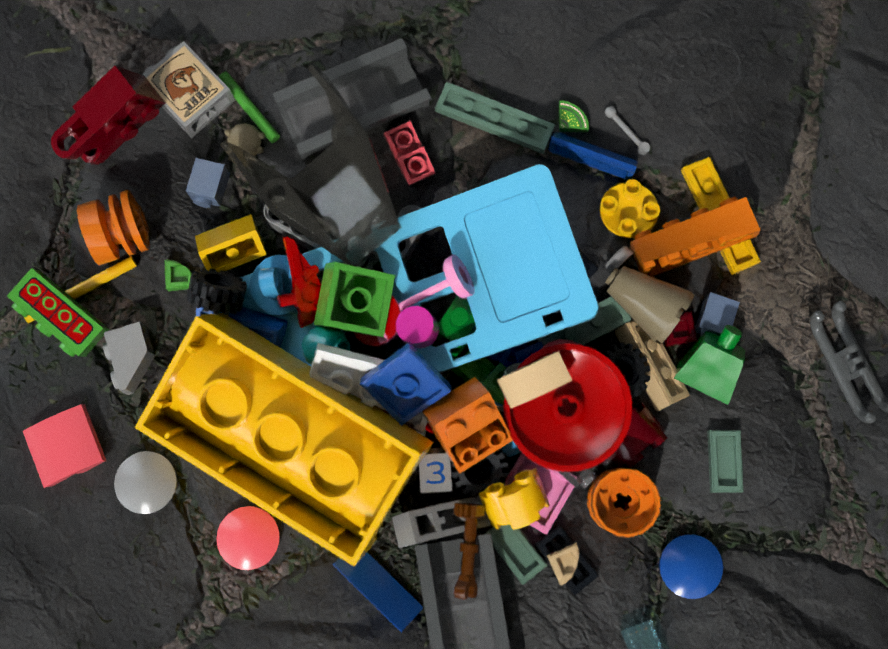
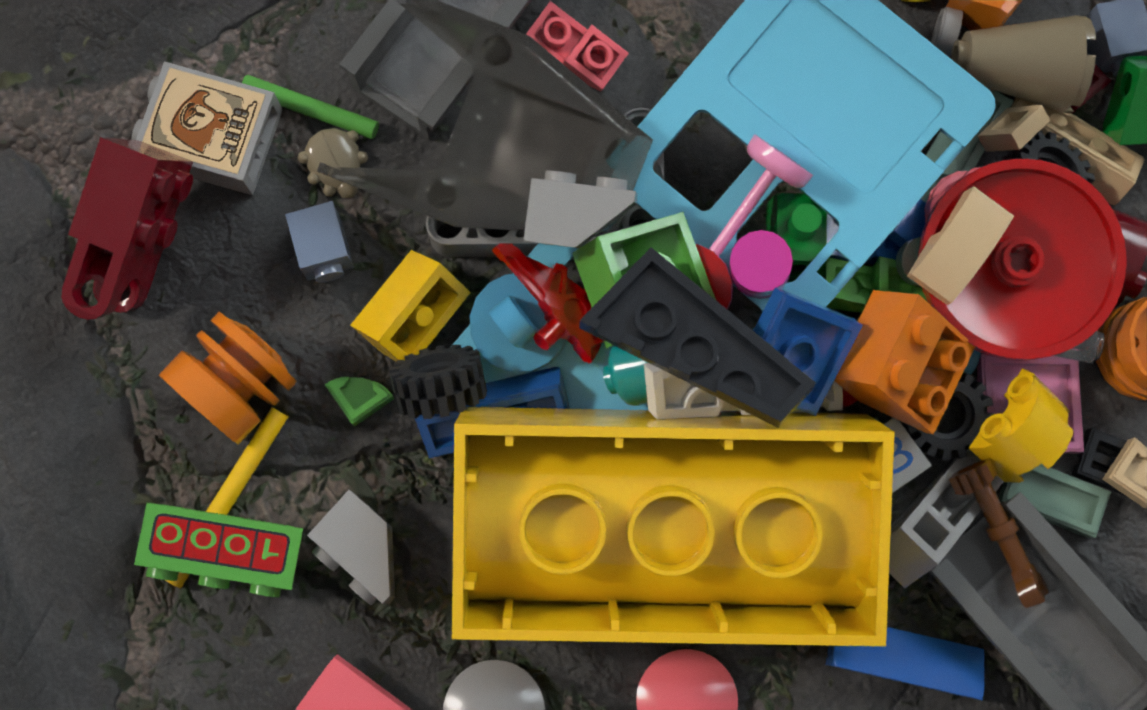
camera: 35 degrees left, 0 degrees up
(332, 242) = (572, 212): none -> light grey slope
(347, 340) = (689, 334): none -> black wing
(616, 334) = (1013, 128): none -> tan tile

